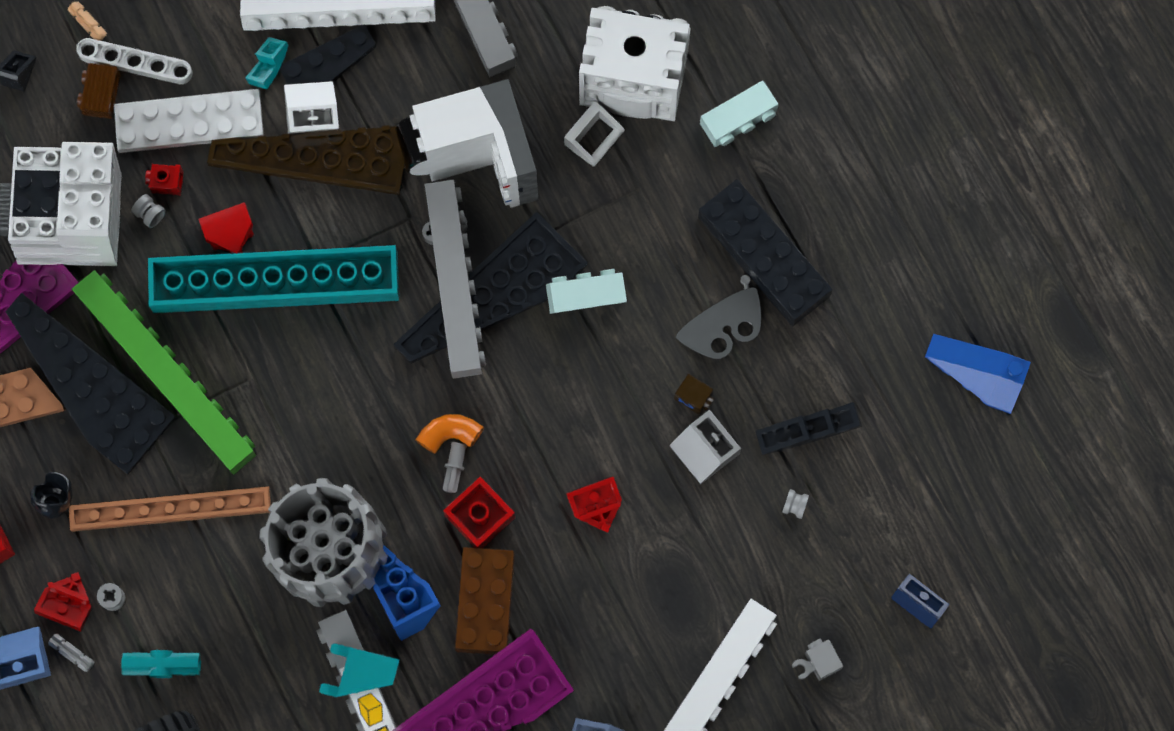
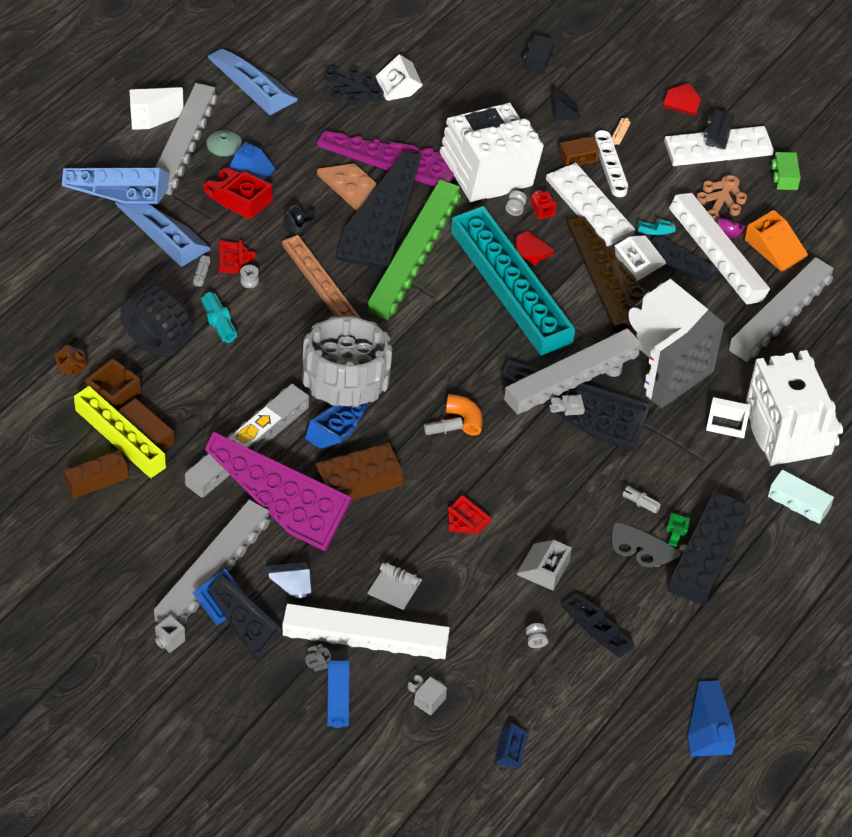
camera: 60 degrees right, 25 degrees down
(361, 671) = (270, 418): teal flag -> none
(479, 513) = (418, 447): red brick -> none
(498, 306) = (569, 404): none -> light grey plate
(586, 291) = (612, 450): light aqua brick -> none
(656, 630) = (394, 586): none -> light grey hinge
(663, 292) = (642, 499): none -> light grey axle
(694, 394) = (580, 543): dark brown brick -> none
(719, 271) = (677, 526): none -> green plate

